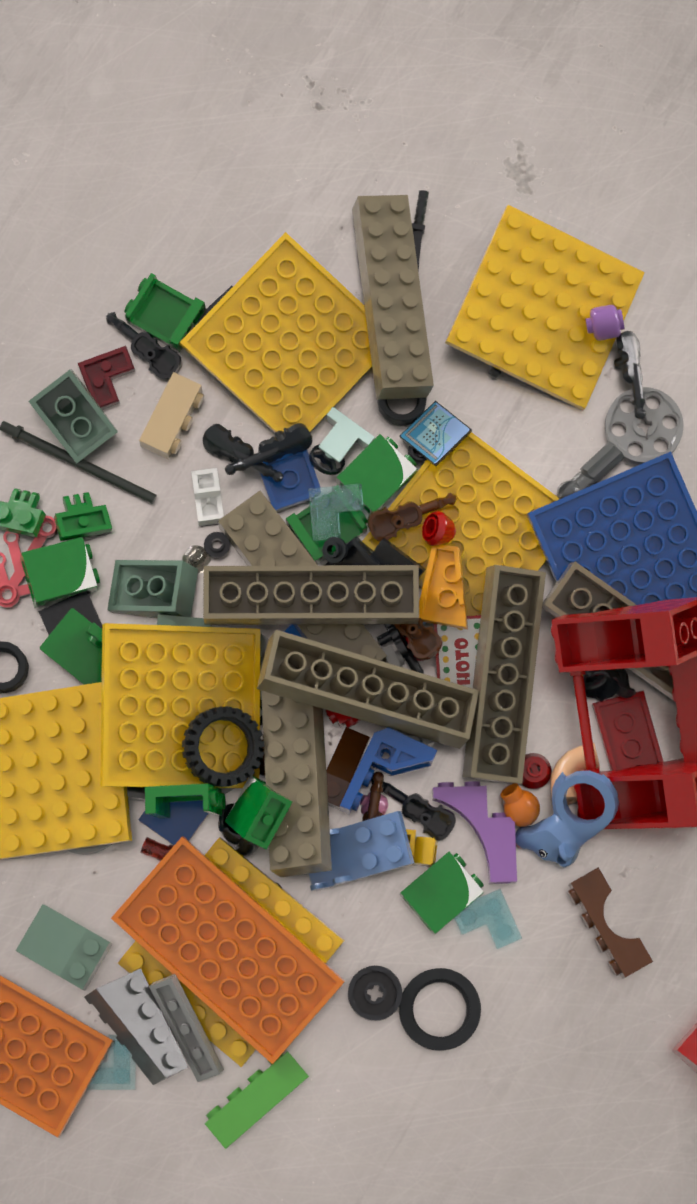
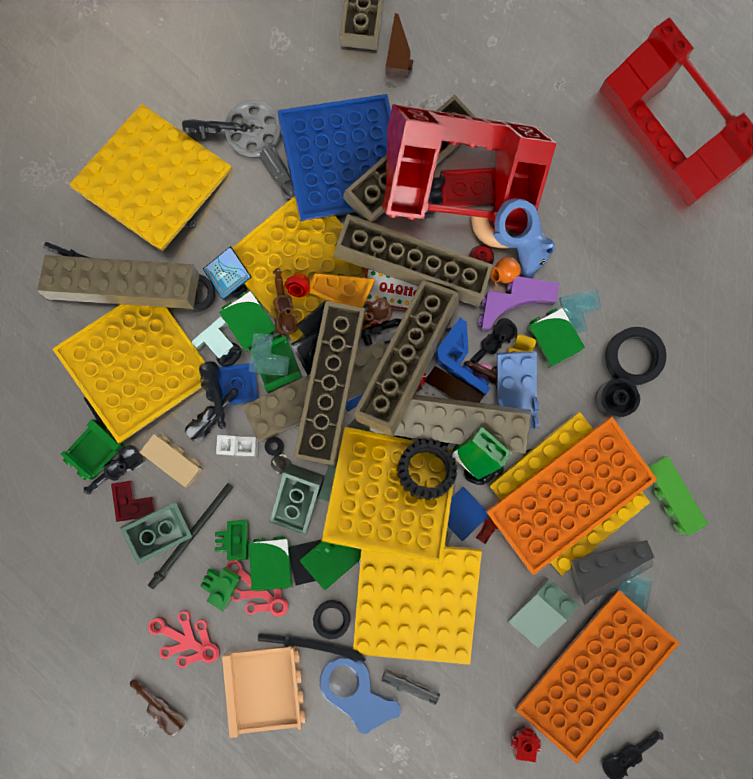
camera: 75 degrees left, 5 degrees up
(159, 798) = (457, 524): green panel -> none
(186, 1027) = (618, 535): light grey plate -> none
(341, 550) = (297, 356): black plate -> none
(605, 322) = (173, 135): medium lavender head -> none
(625, 953) = (575, 235): reddish brown arch -> none

